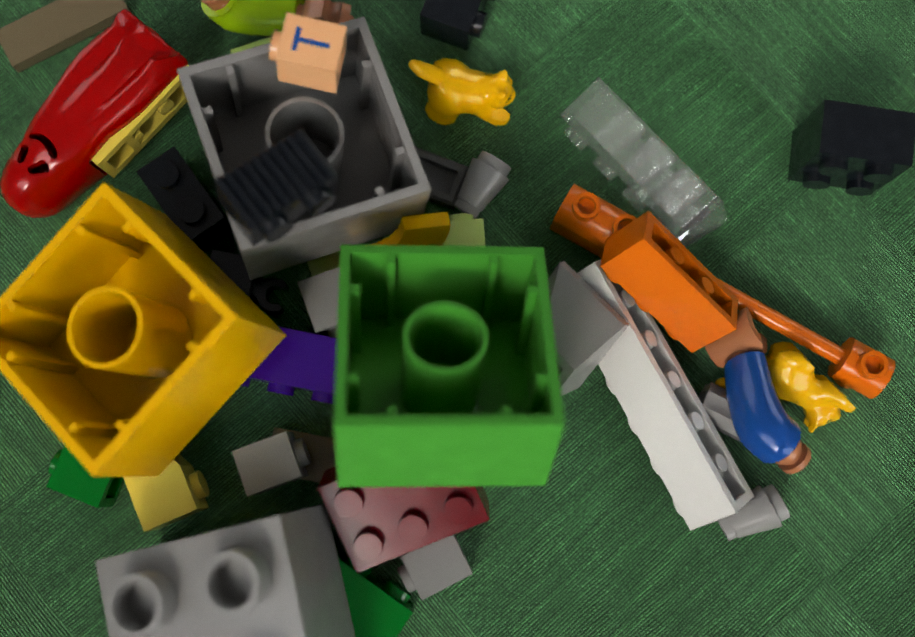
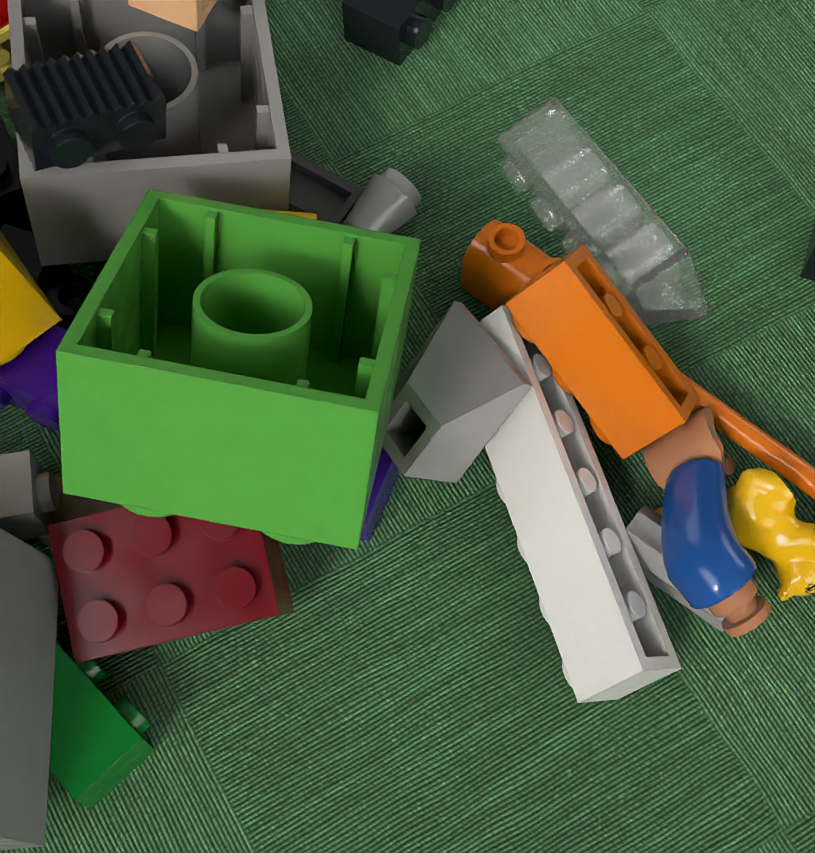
camera: 15 degrees right, 15 degrees down
(434, 567) = (194, 685): light grey brick -> none
(461, 90) = (374, 98): yellow animal -> none
(760, 514) = (680, 702): light grey cone -> none

